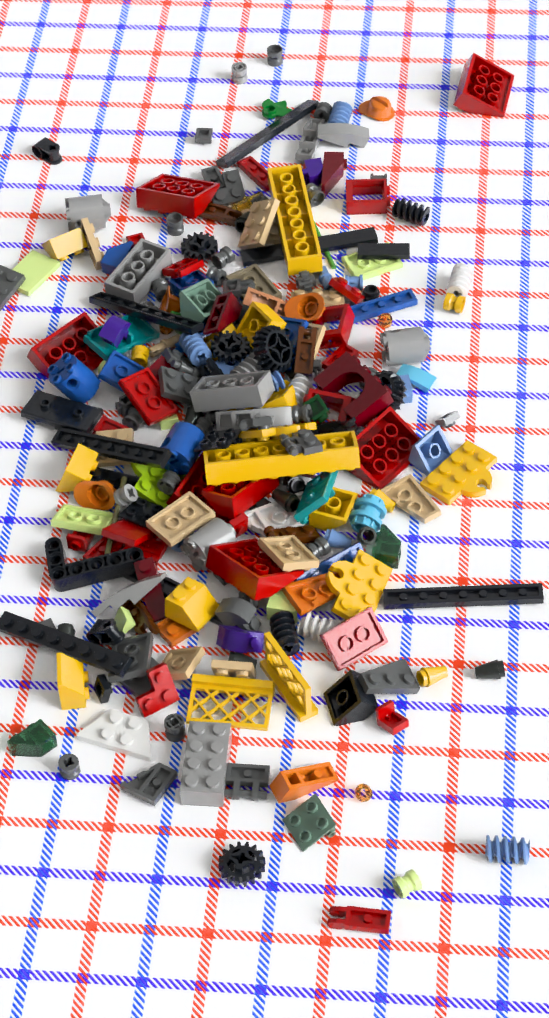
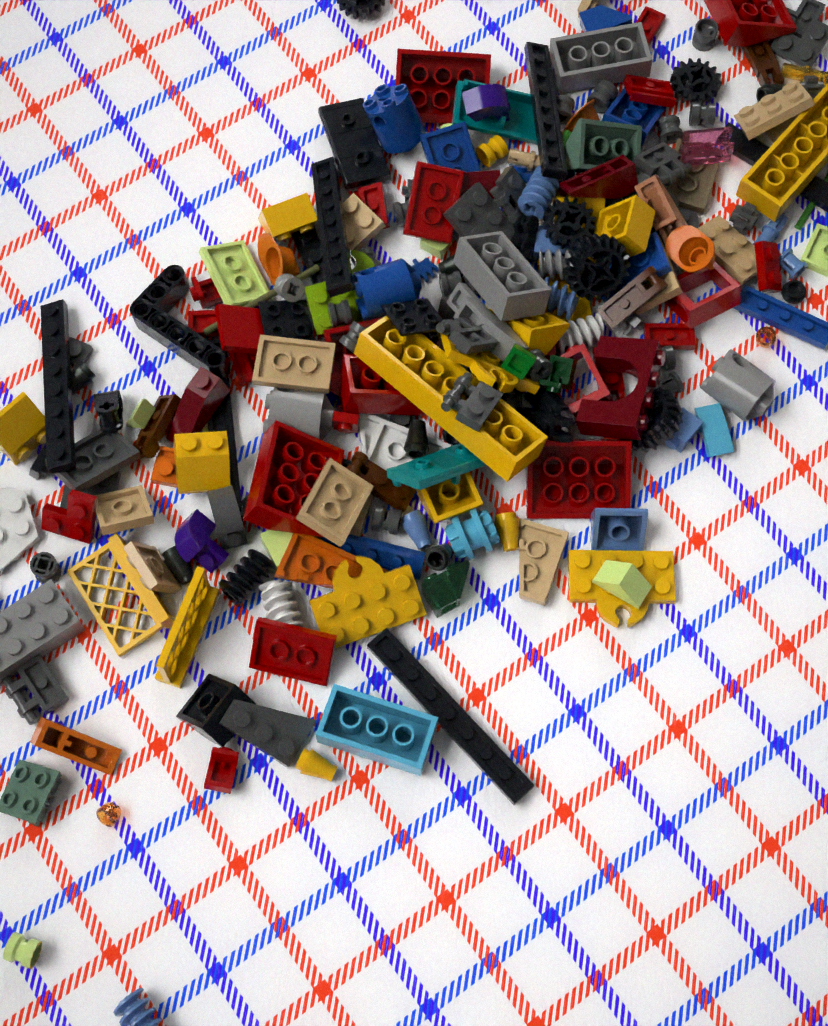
camera: 45 degrees right, 20 degrees up
(134, 592) = (163, 394): light grey slope -> none
(196, 480) = (349, 340): none -> dark grey wheel
(247, 264) = (707, 146): none -> clear pink hinge
(295, 414) = (518, 361): none -> green plate
(440, 630) = (377, 729): none -> medium azure brick
(448, 419) = (682, 509): plate -> none
(464, 467) = (623, 581): none -> yellowish green slope
(490, 670) = (372, 822): pearl dark grey cone -> none

